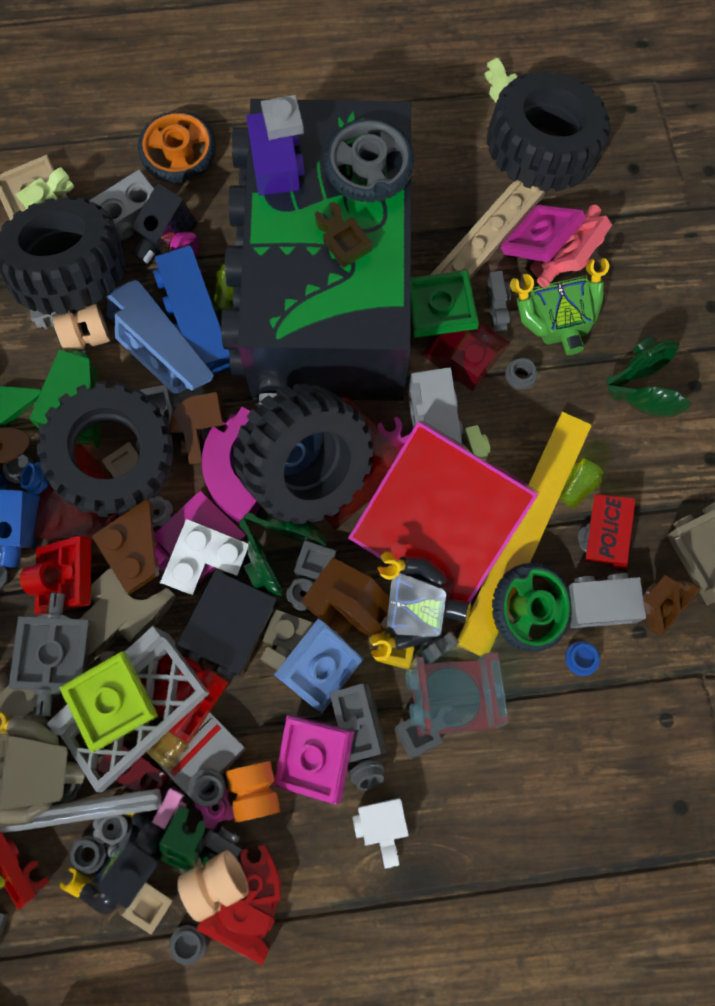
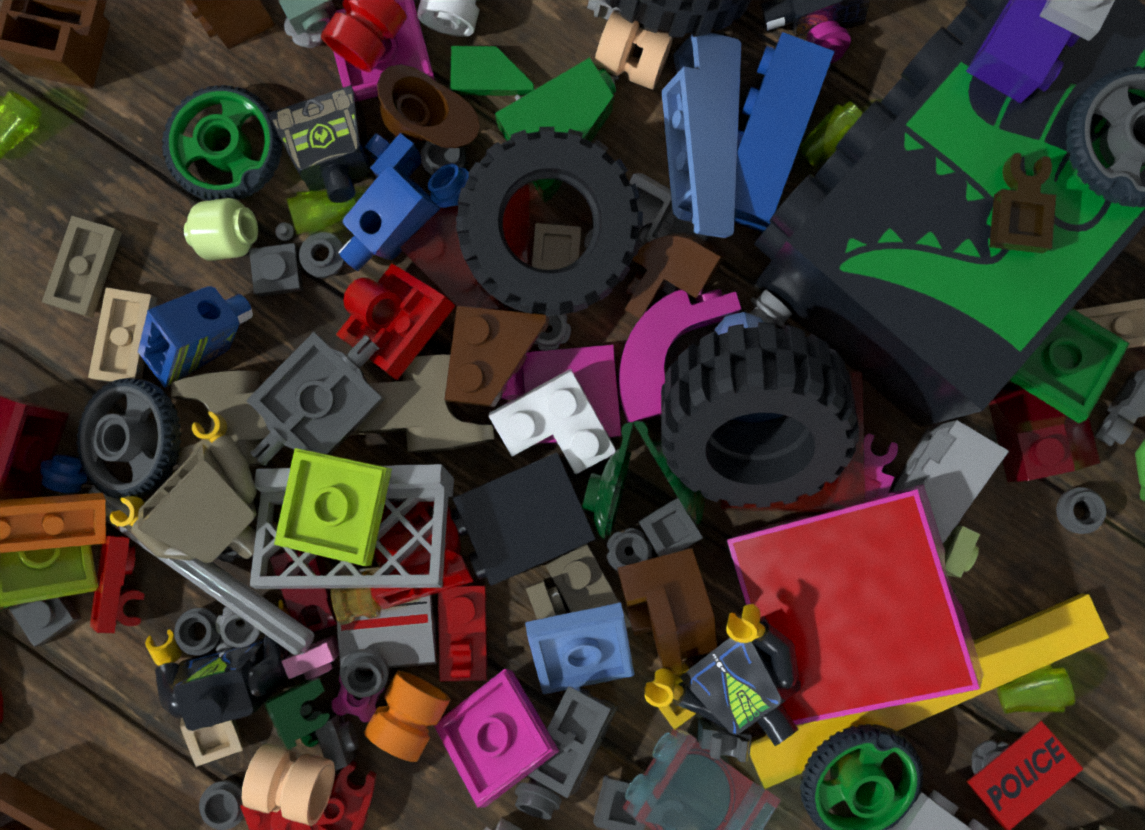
camera: 45 degrees right, 10 degrees up
(247, 719) = (463, 633): none -> red plate

